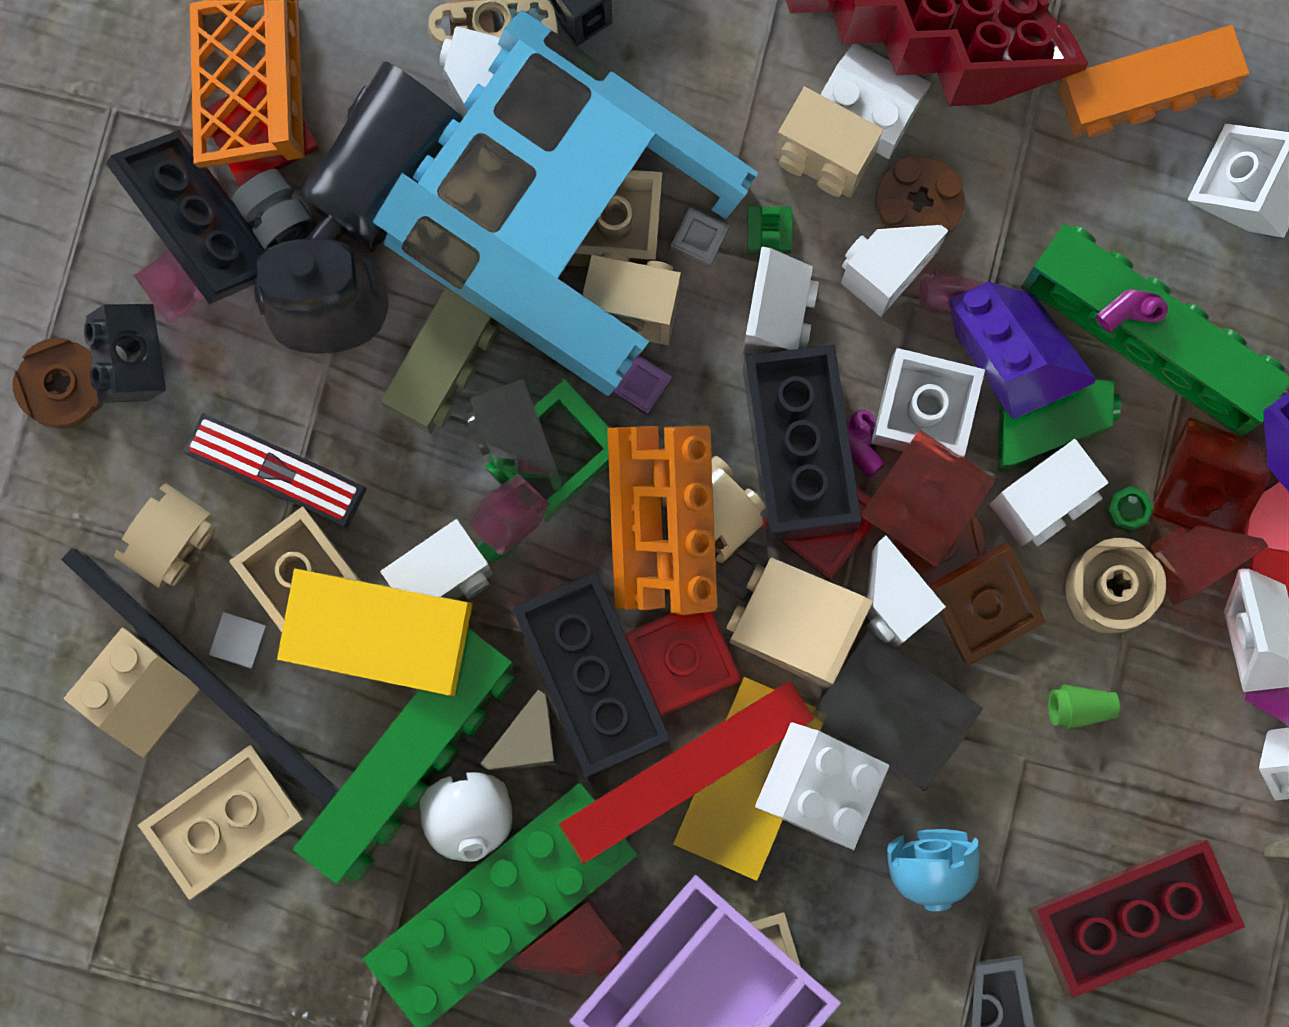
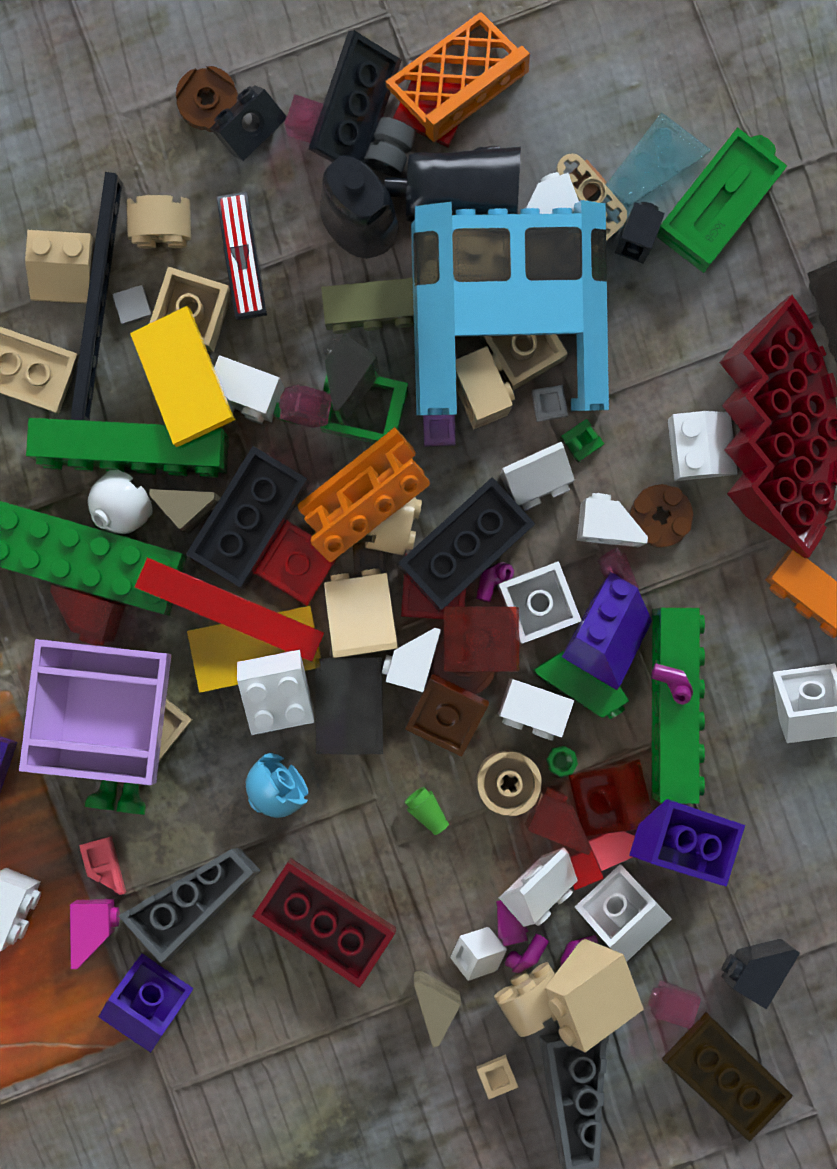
camera: 60 degrees right, 5 degrees up
(826, 143) = (654, 437): tan brick -> none

